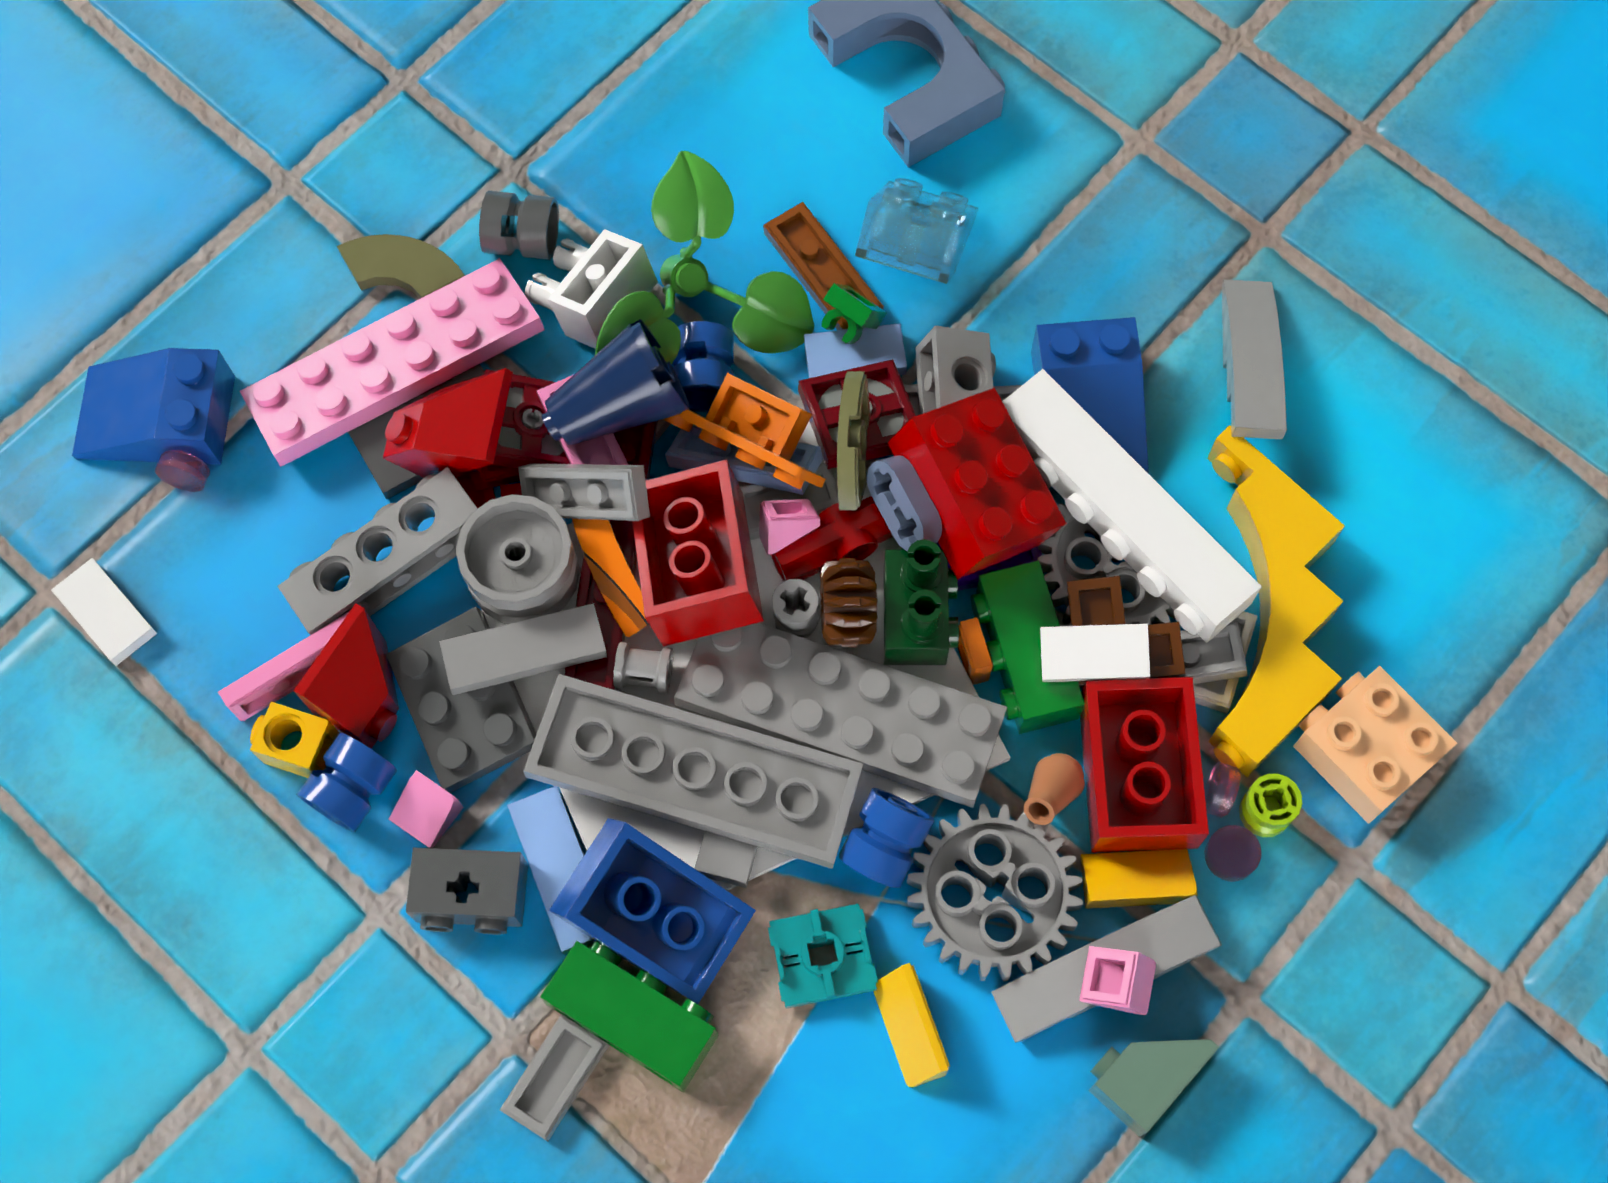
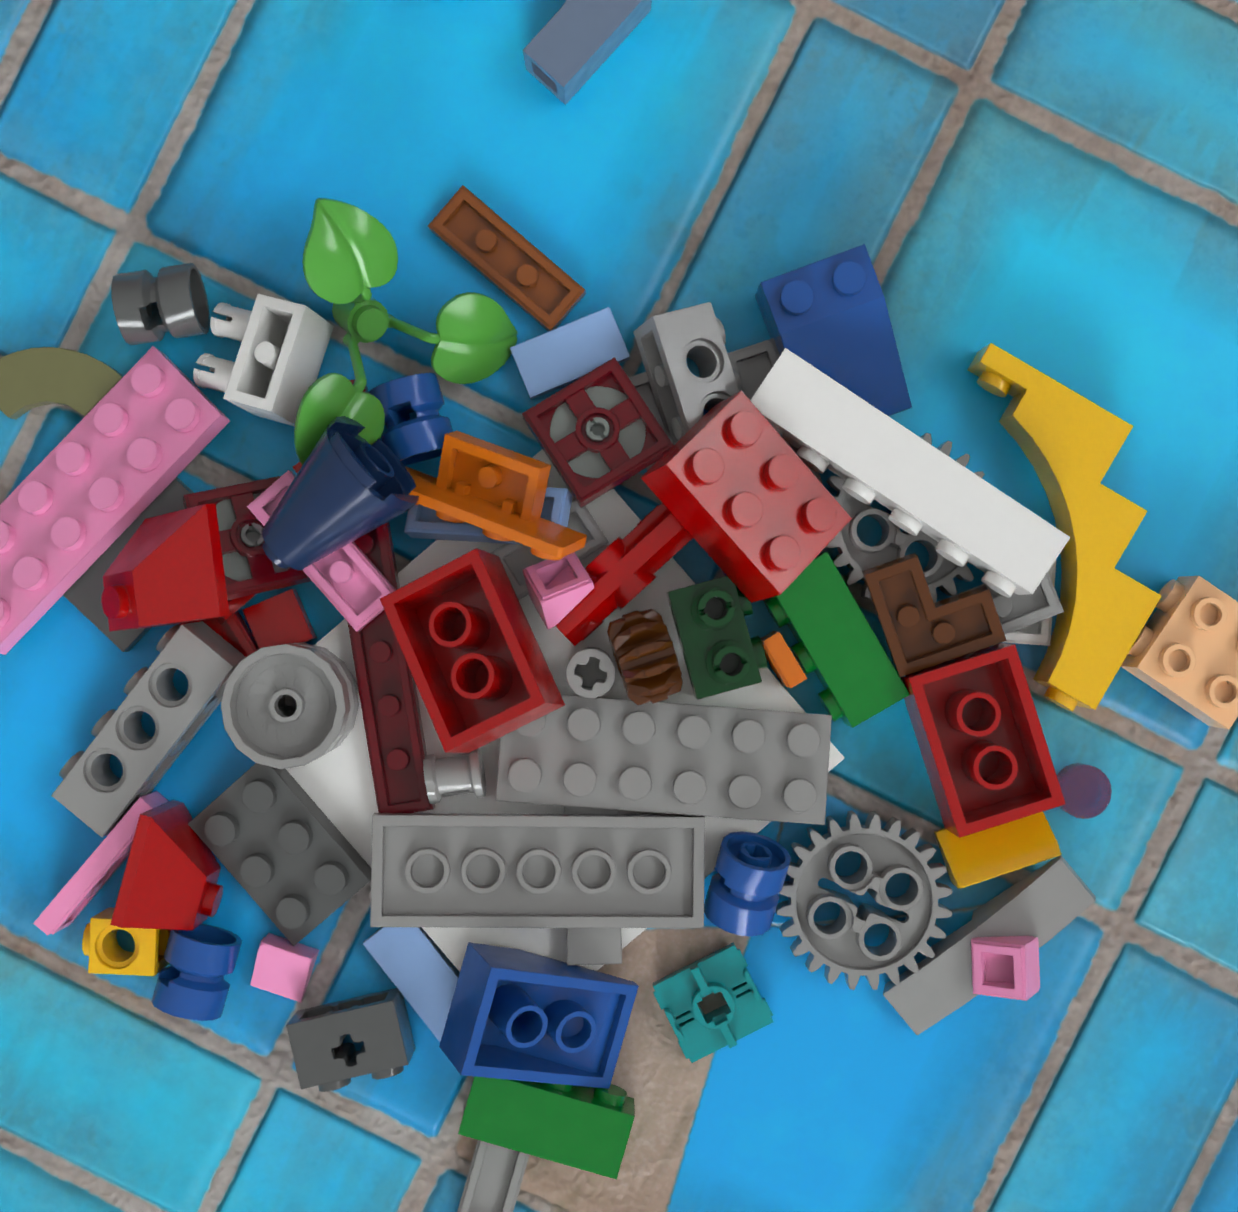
camera: 20 degrees left, 20 degrees up
(522, 649) = (326, 796): light grey tile -> none
(588, 490) = (336, 617): light grey tile -> none
(611, 573) = (379, 674): orange sticker -> none
(852, 440) = (602, 482): olive tile -> none
(854, 308) = (558, 310): green tile -> none
(903, 501) = (676, 542): sand blue beam -> none
(911, 1026) = (816, 1048): yellow slope -> none
(916, 230) = (597, 189): clear light blue slope -> none
(1054, 786) = (896, 782): nougat cone -> none
(1095, 652) = (911, 646): white tile -> none
(1147, 1078) = (1052, 1036): sand green slope -> none
(1221, 789) = (1061, 734): clear pink tile -> none
(1253, 359) = (997, 249): light grey slope -> none
(1262, 813) = (1100, 734): lime wheel -> none

